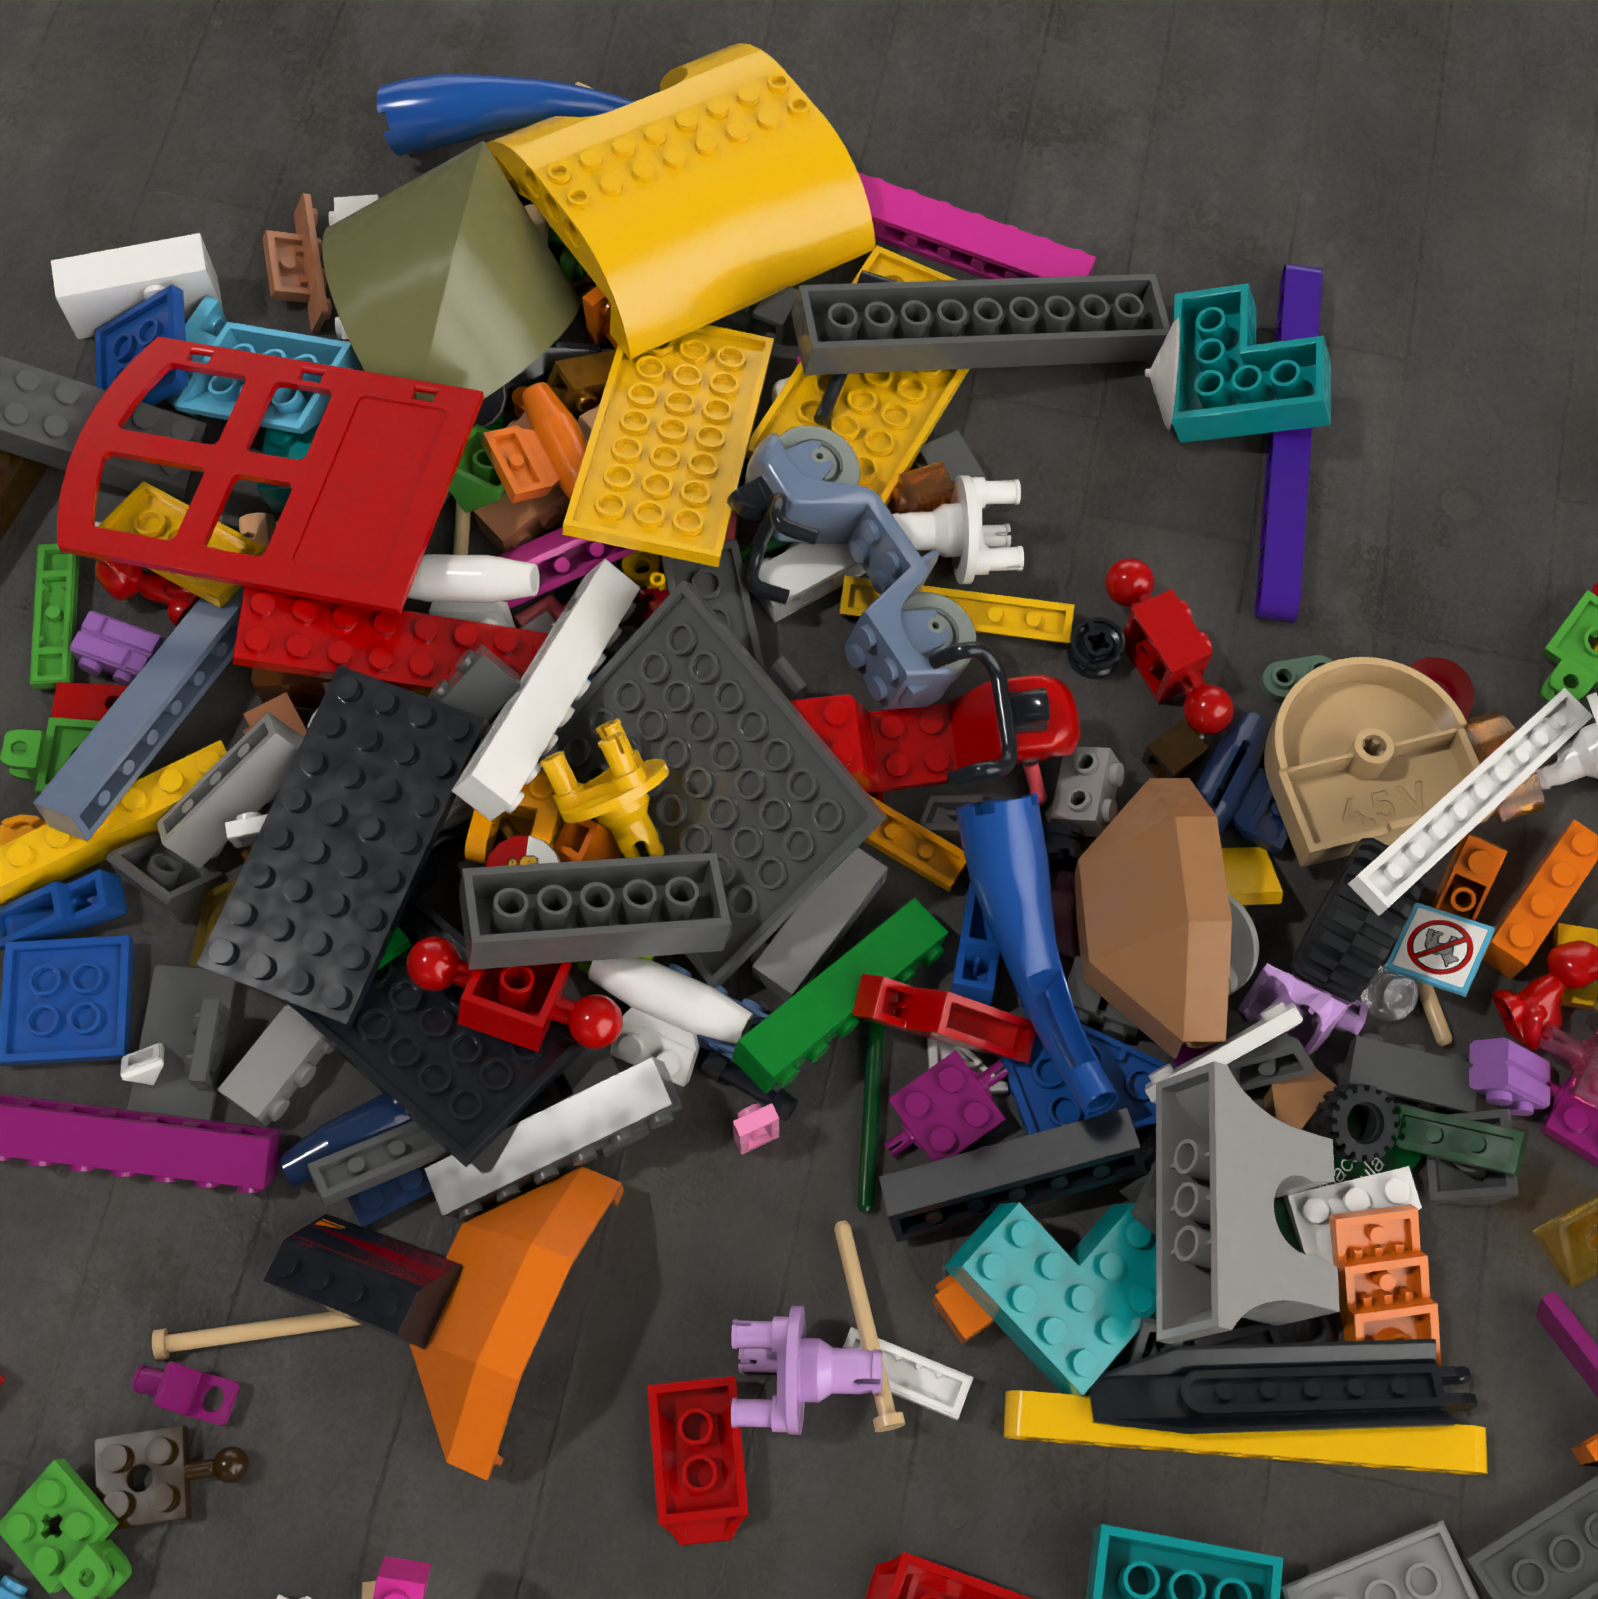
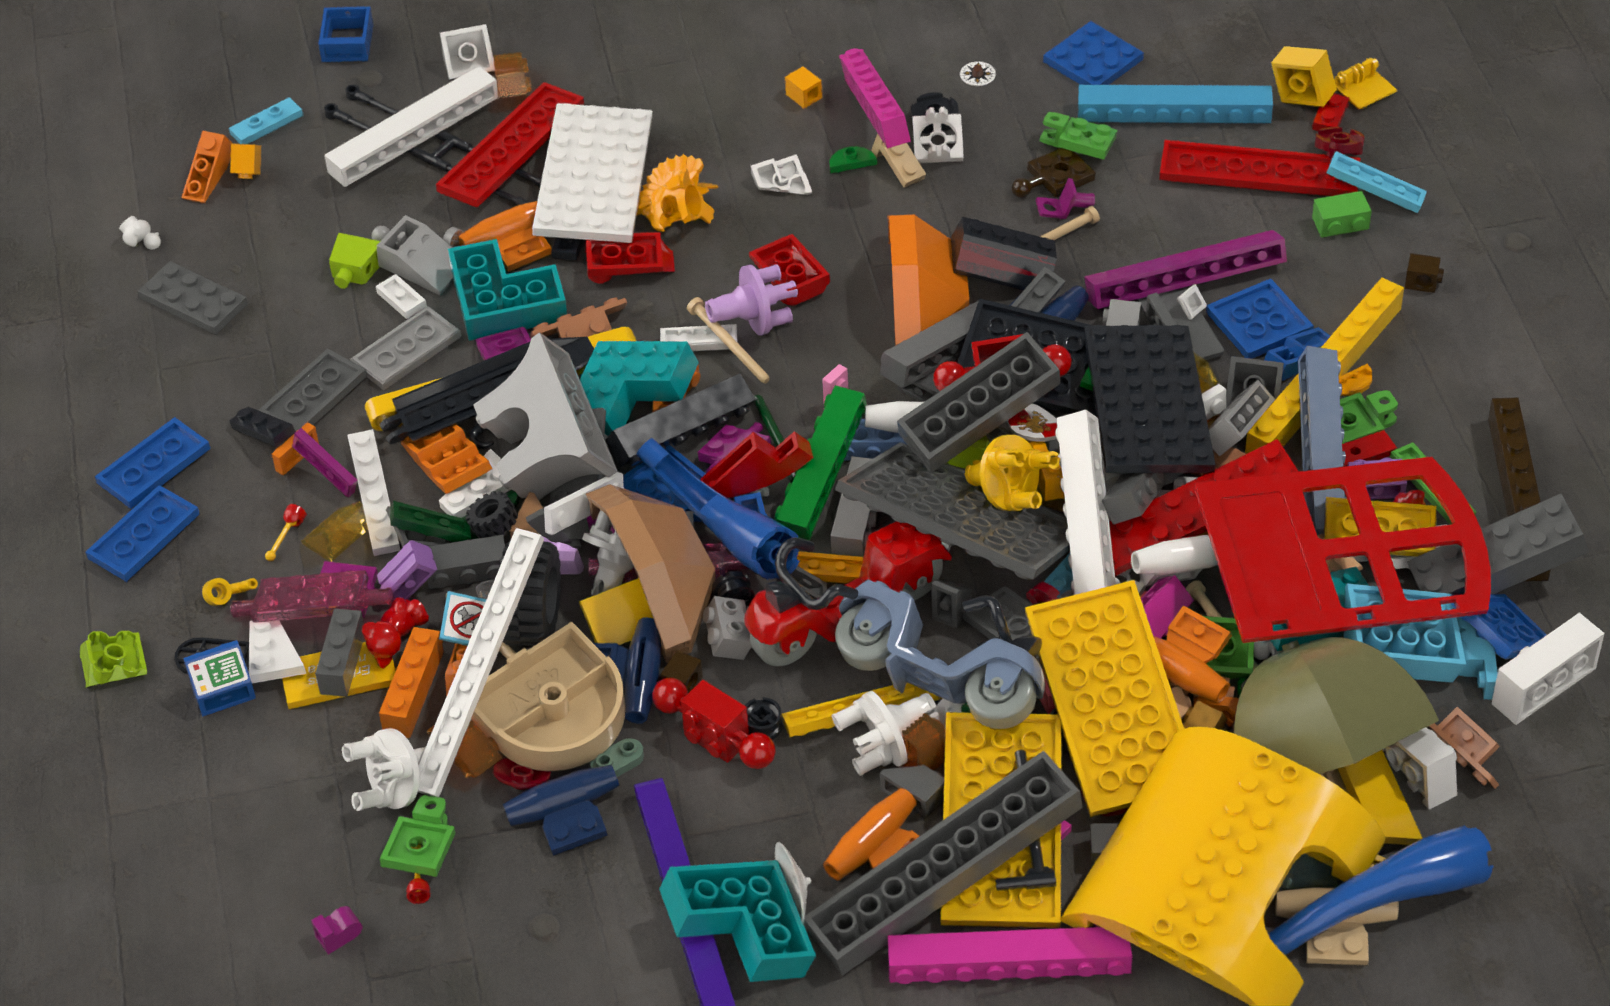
camera: 160 degrees right, 20 degrees down
(1029, 418) = (873, 836): none -> orange plate
(1080, 1492) = (588, 323): none -> nougat bracket
(1220, 1499) = (502, 342): none -> magenta tile
(1389, 625) = (565, 807): none -> dark blue plate
(1510, 1307) = (373, 492): none -> white plate

